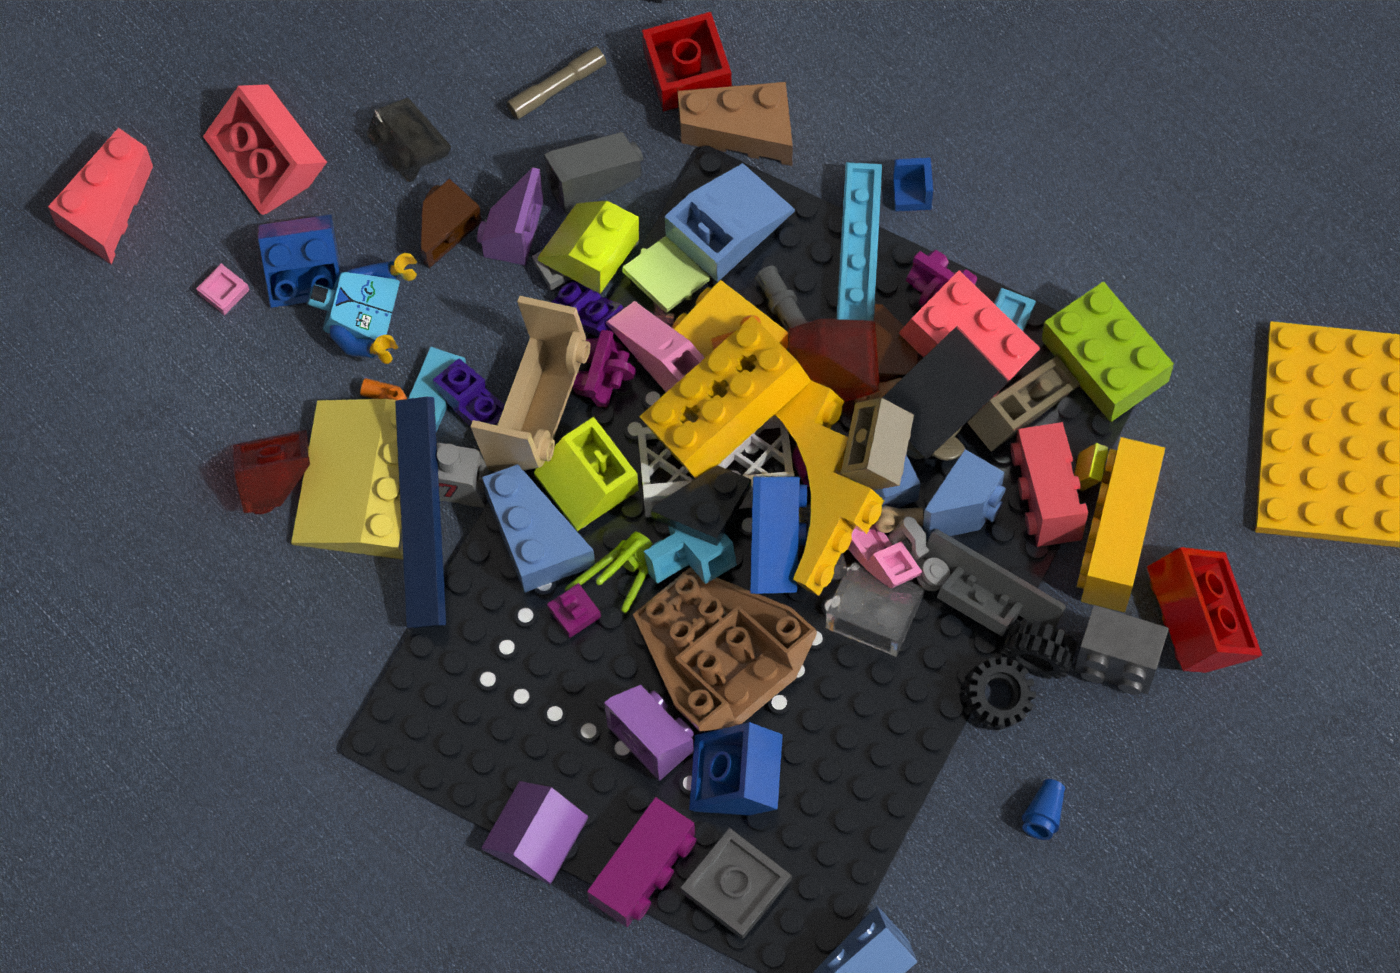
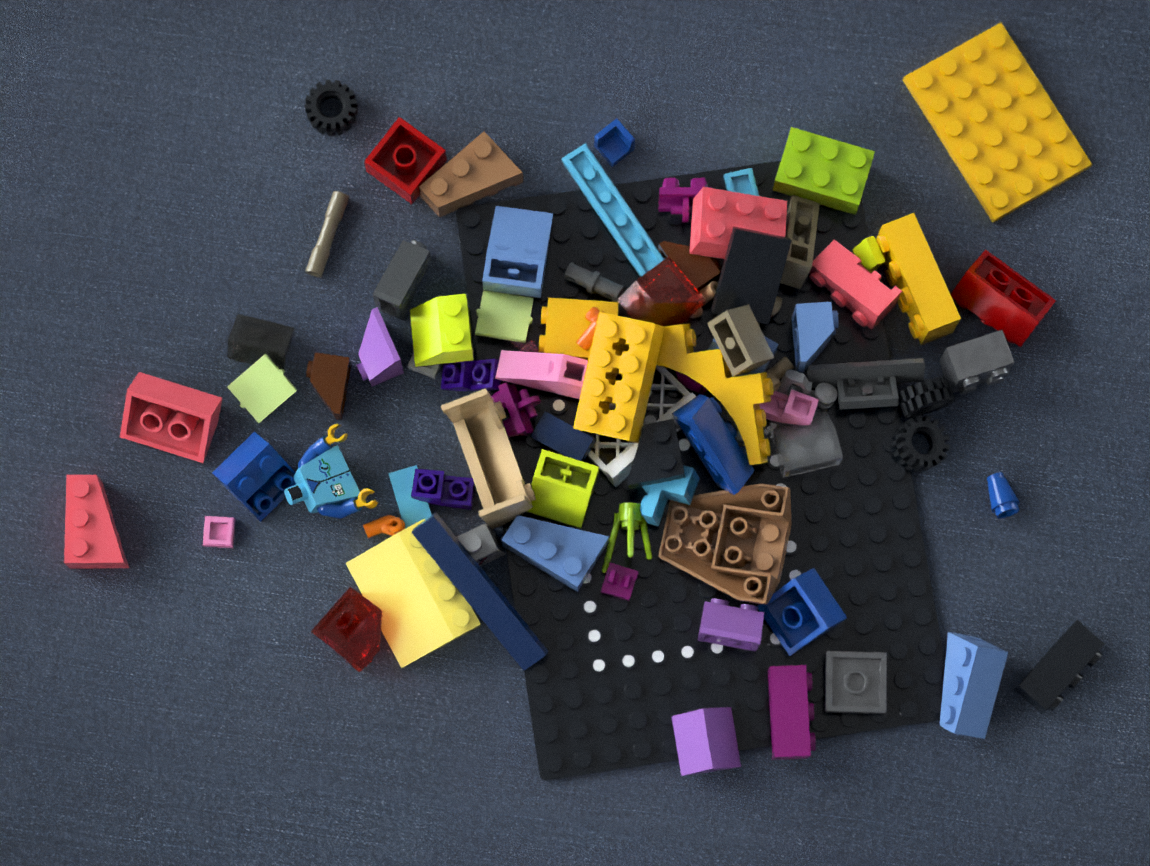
camera: 40 degrees left, 10 degrees up
(373, 180) = (262, 388): none -> yellowish green piece
(628, 429) = (562, 437): none -> dark blue tile

